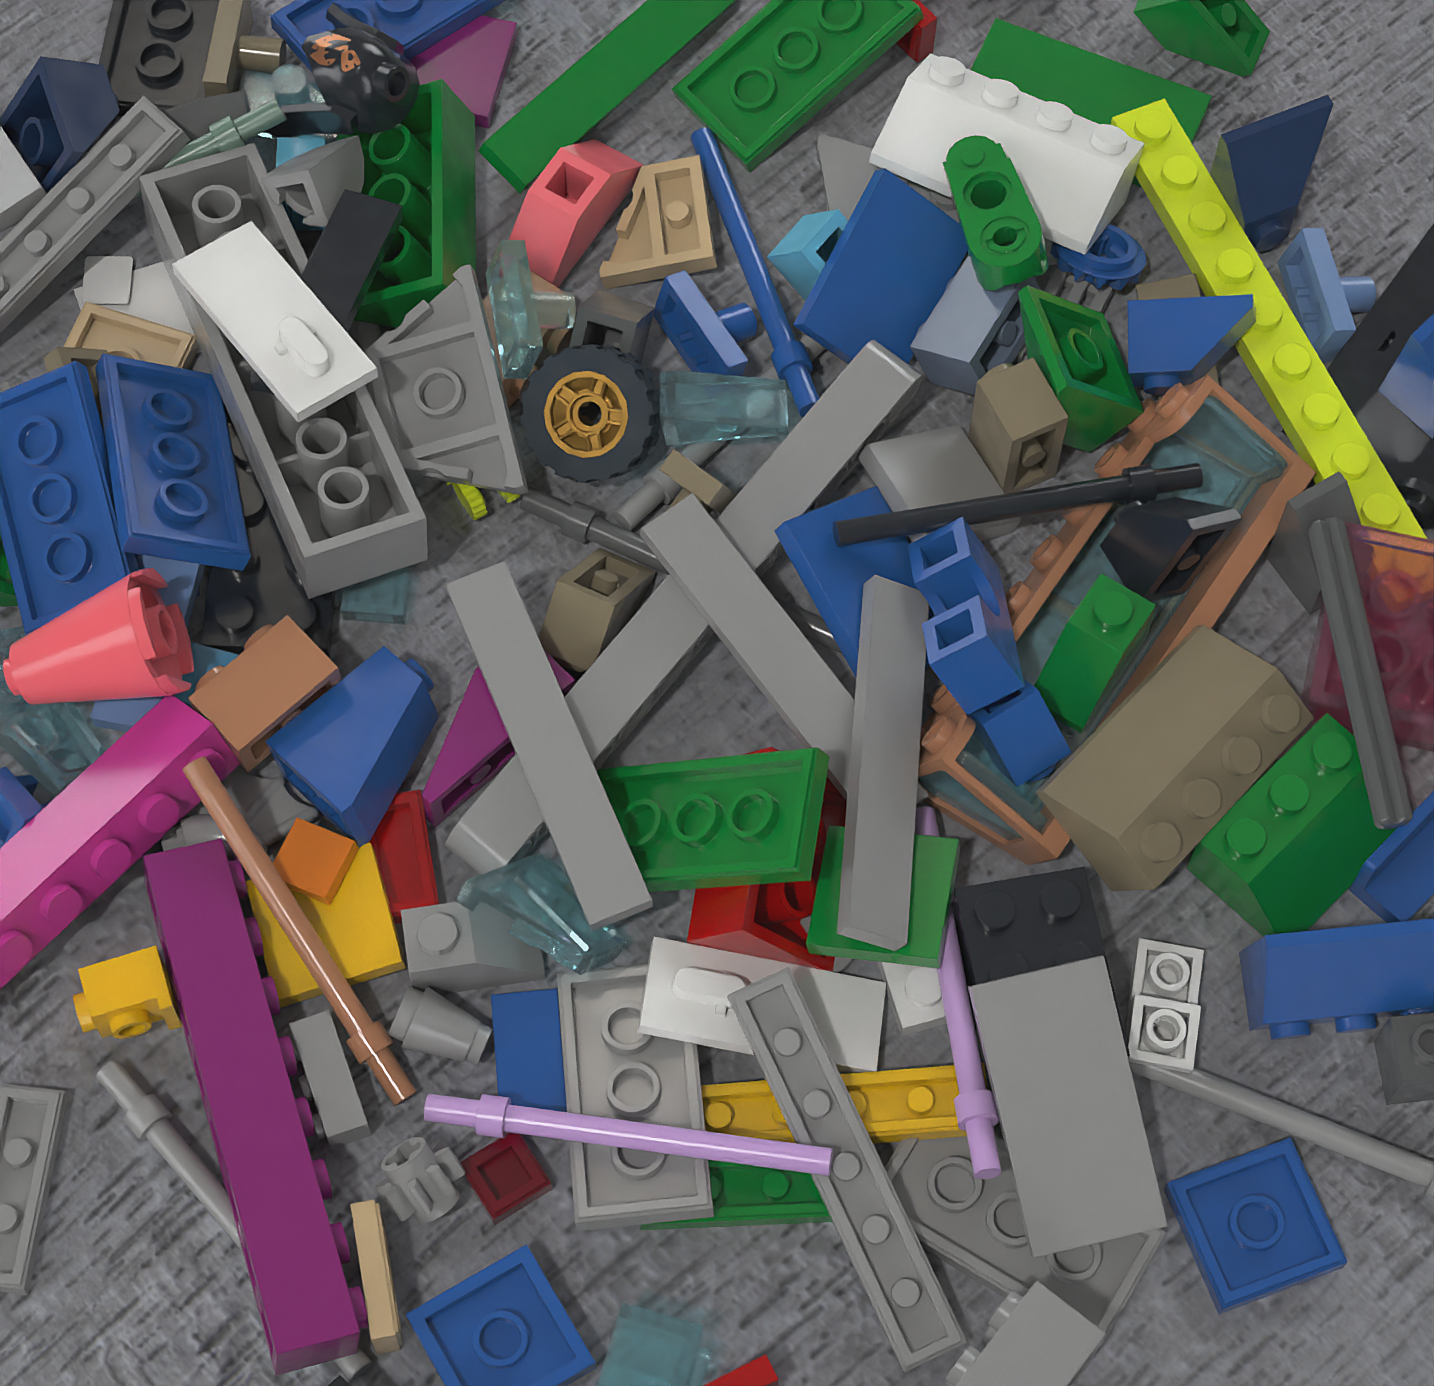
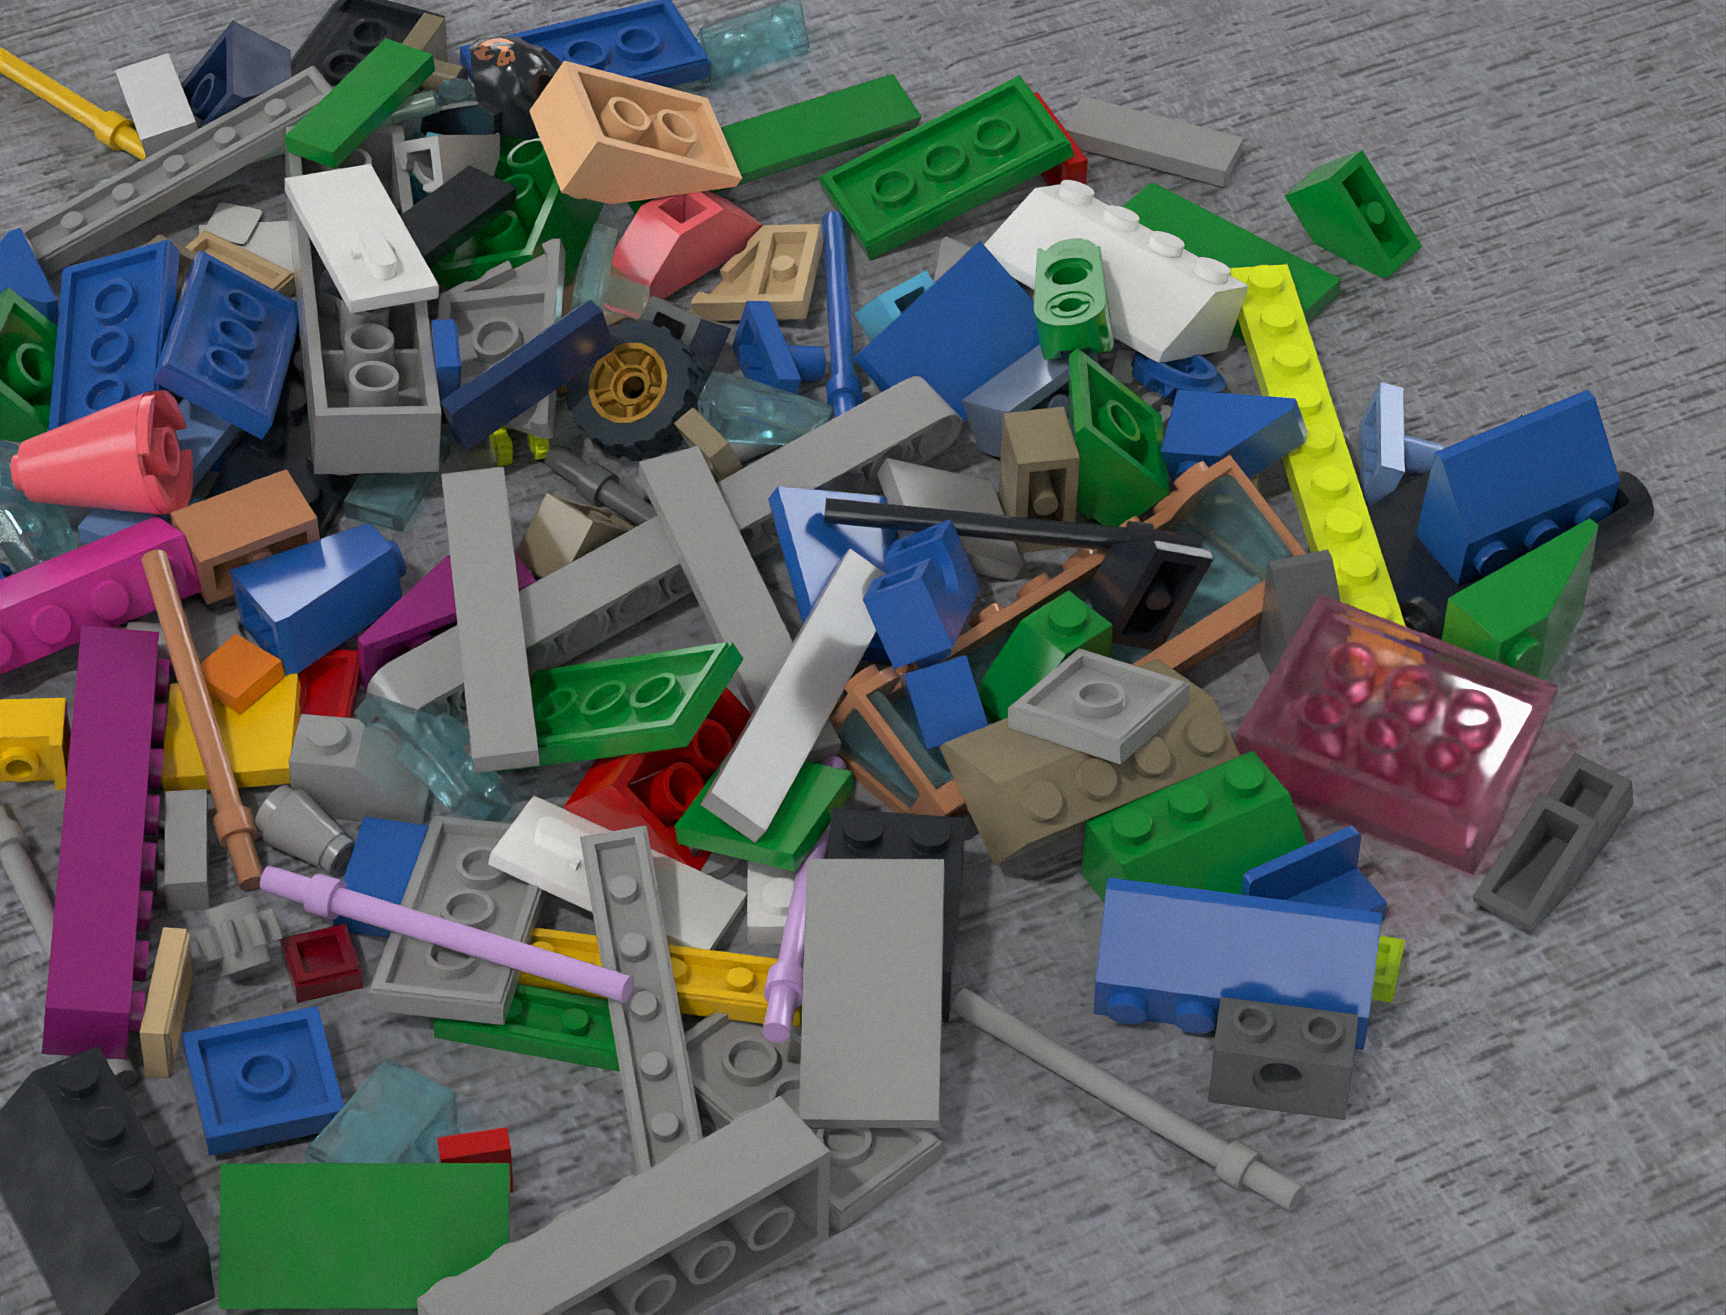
camera: 15 degrees right, 20 degrees down
(209, 137) = (360, 103): none -> green tile
(405, 440) = (446, 356): none -> blue tile
(493, 443) = (527, 375): none -> dark blue tile
(499, 121) = (629, 138): none -> light nougat slope
(1164, 1005) = (1012, 963): white slope -> none
(1178, 712) = (1099, 706): none -> light grey tile
(1255, 1225) = (1035, 1162): blue tile -> none
(1267, 168) = (1370, 330): dark blue slope -> none
(1360, 674) = (1290, 715): dark grey axle -> none

